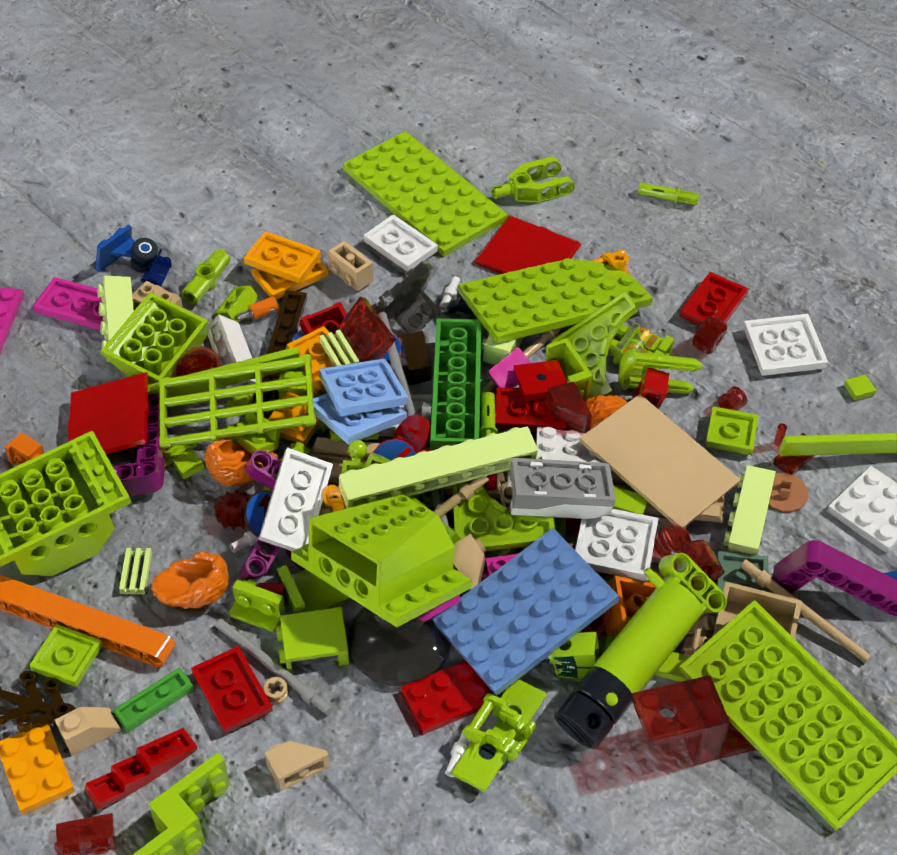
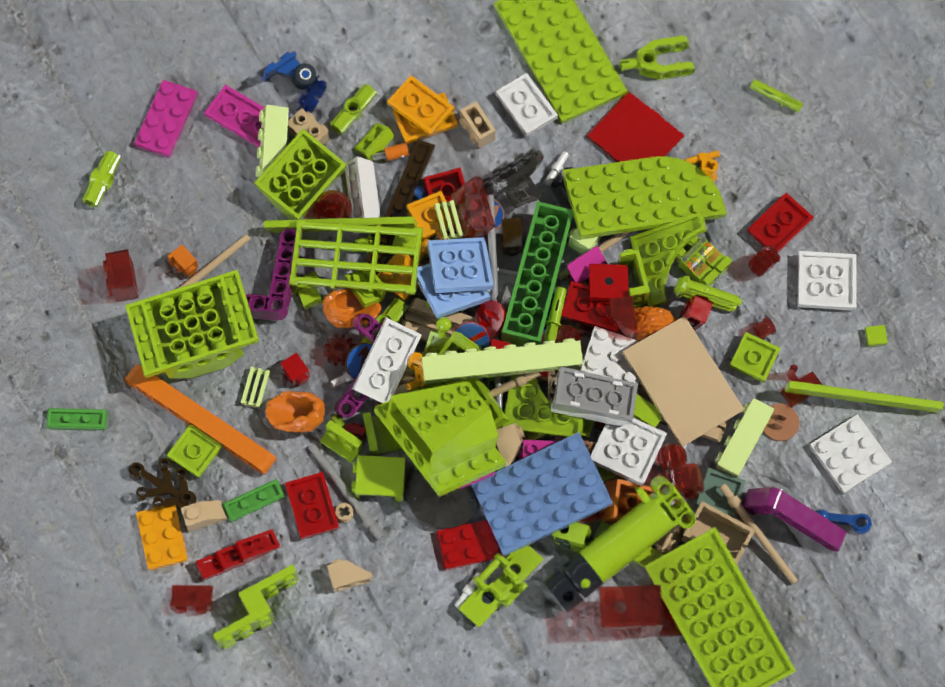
camera: 10 degrees right, 20 degrees up
(113, 411) = (253, 243): red piece -> none
(182, 540) = (295, 370): none -> red brick

